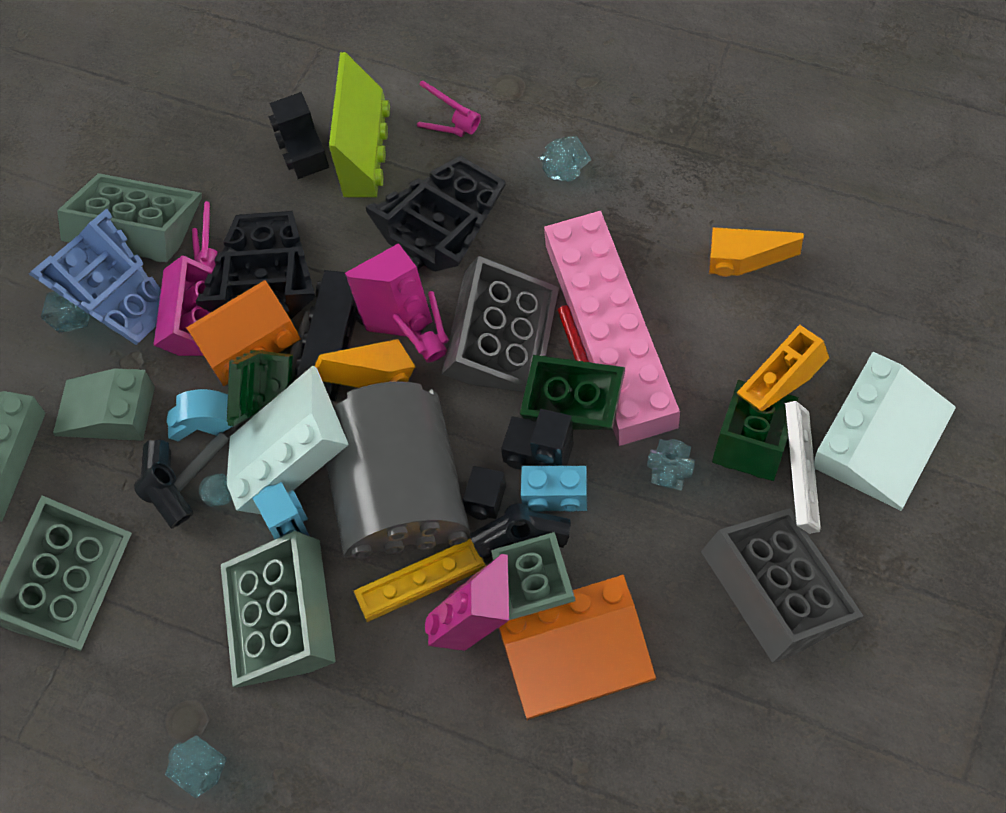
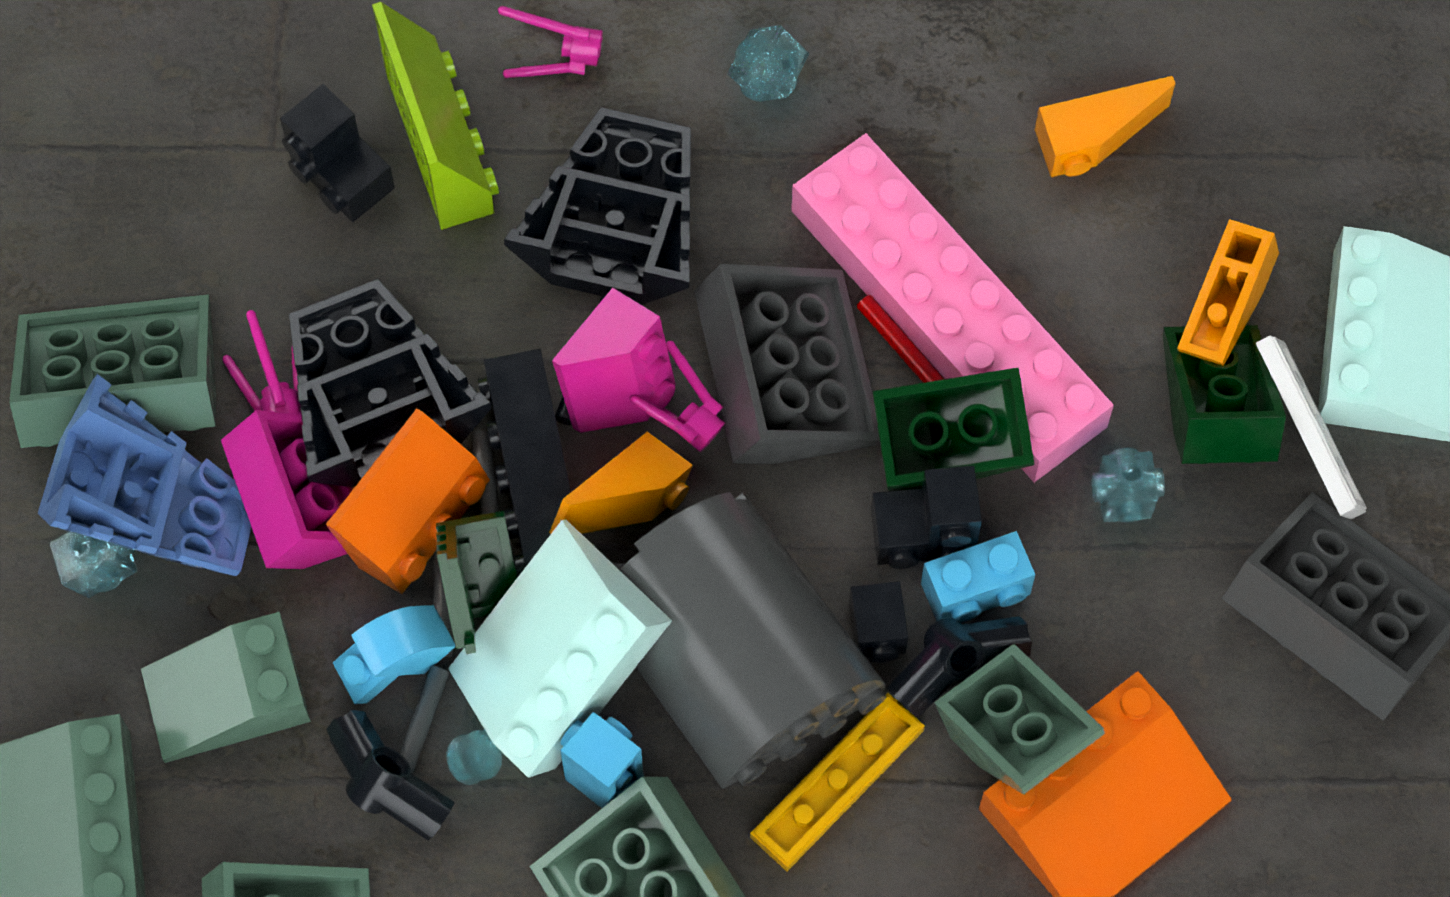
camera: 30 degrees left, 5 degrees up
(472, 609) = (950, 792): dark pink slope -> none

